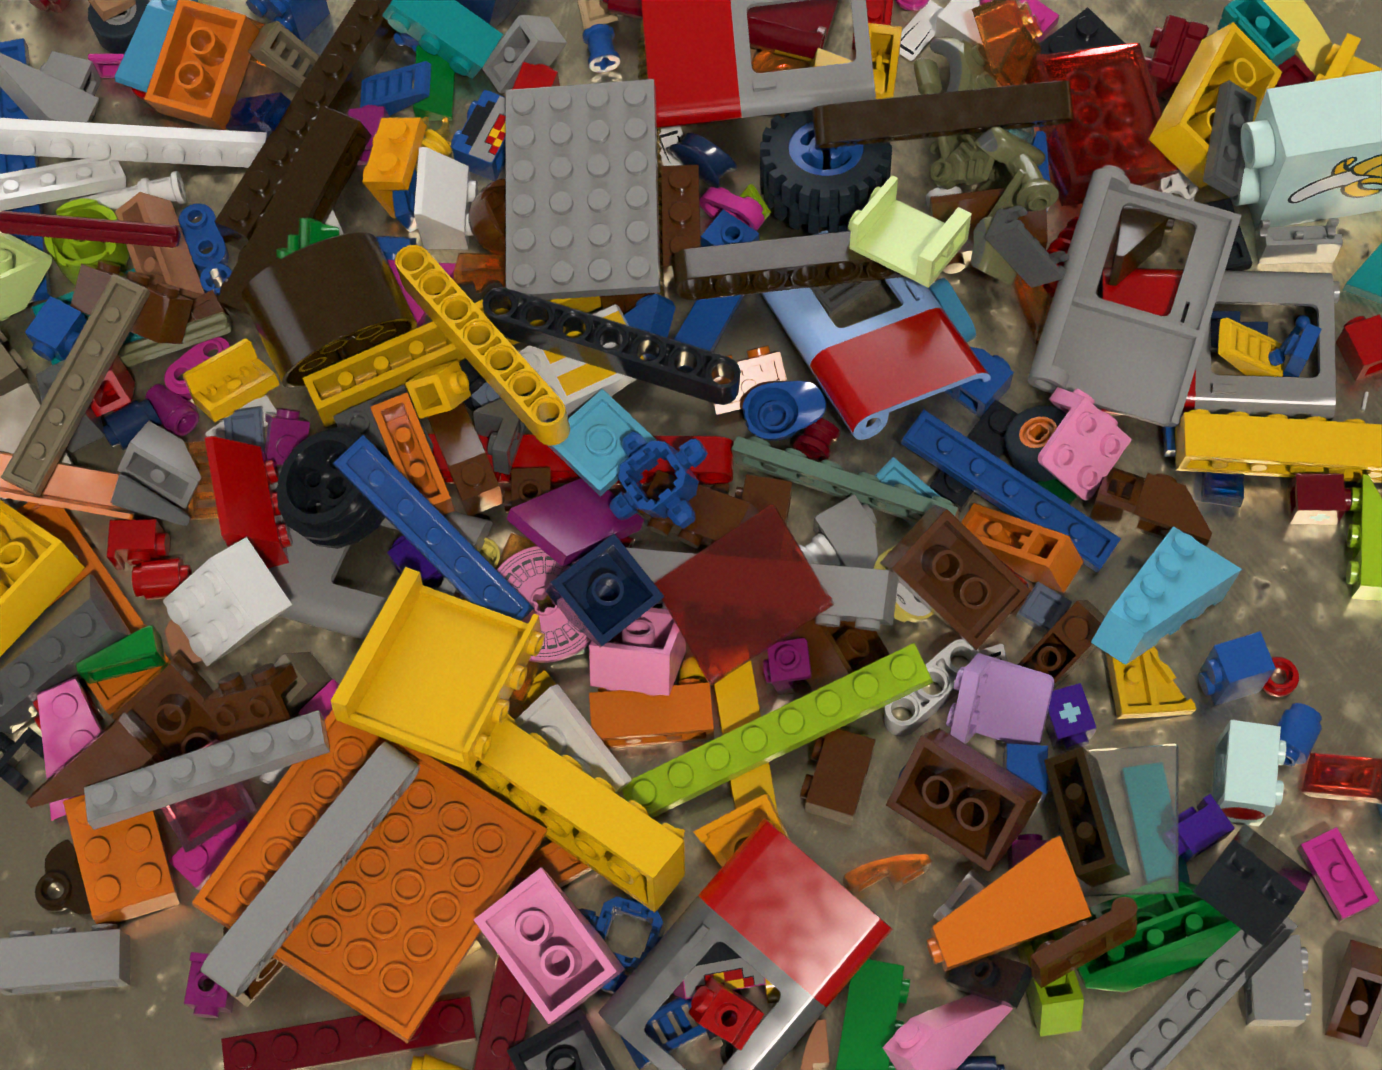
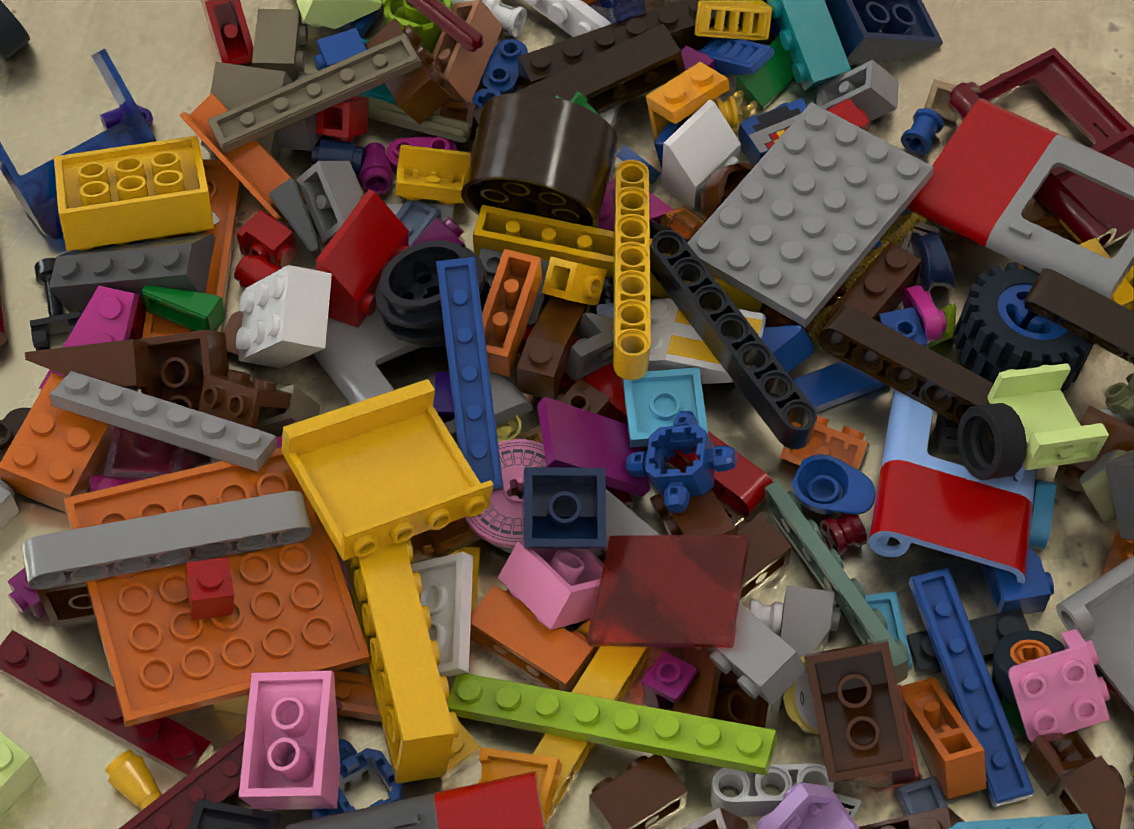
camera: 35 degrees right, 10 degrees down
(383, 879) = (209, 588): none -> red brick
(391, 47) = (754, 24): none -> yellow slope
(898, 269) = (1008, 439): none -> black tyre

